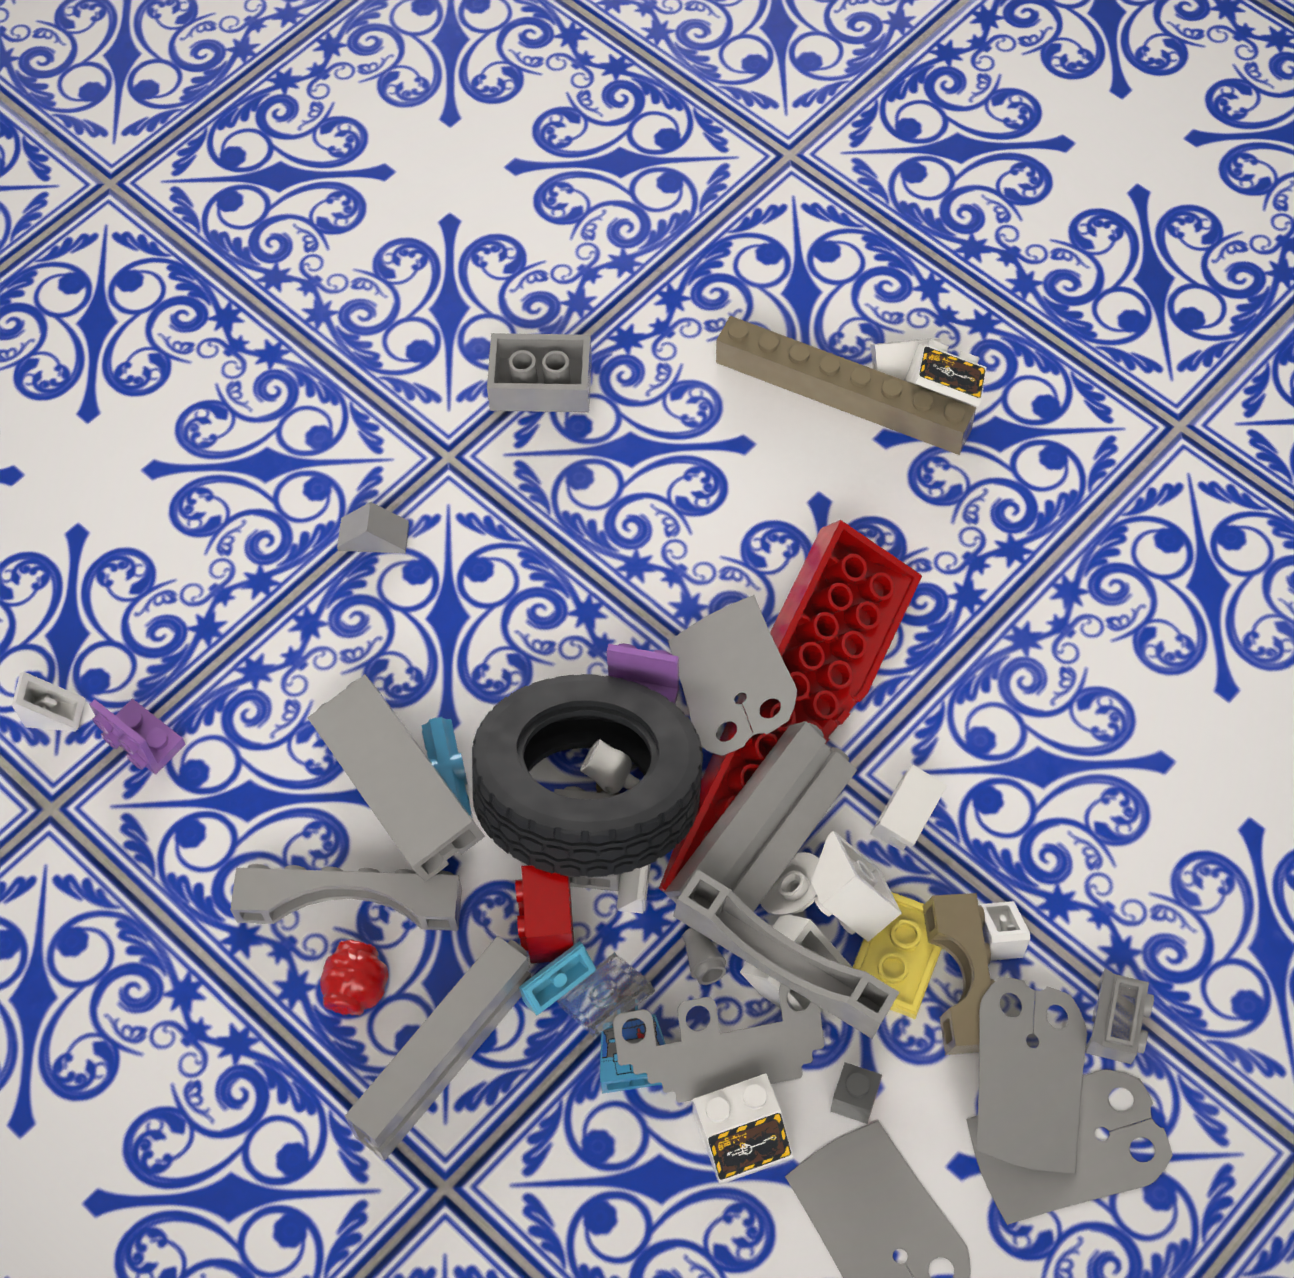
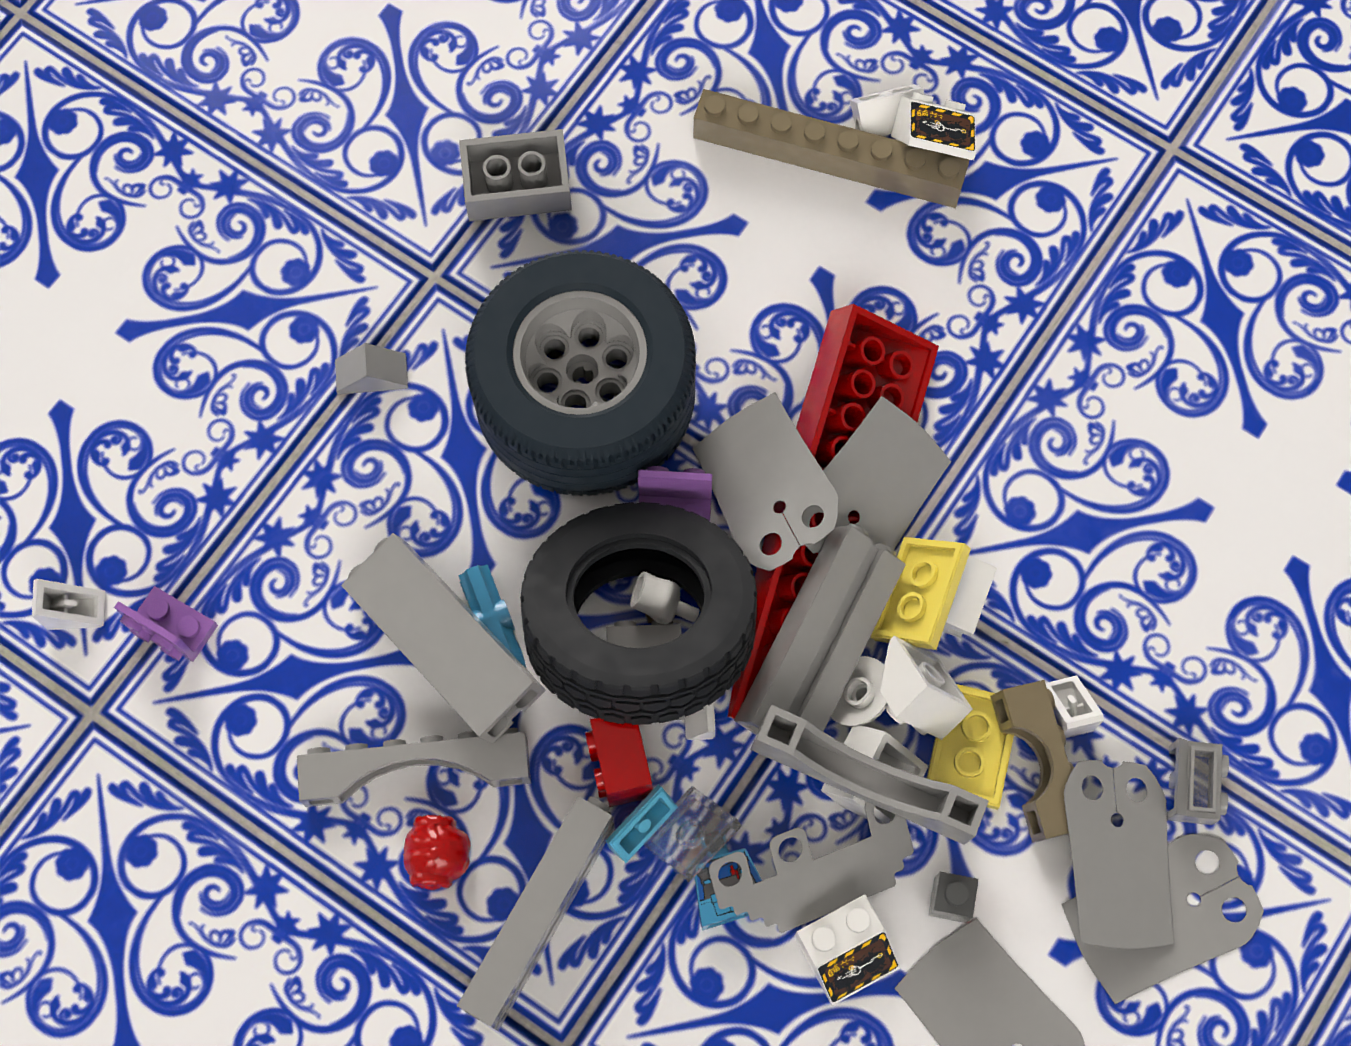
camera: 10 degrees left, 10 degrees up
(578, 595) = (557, 307): none -> black wheel
(704, 959) = (783, 782): light grey cone -> none
(849, 683) = (883, 474): none -> light grey piece
(869, 798) = (923, 592): none -> light yellow tile

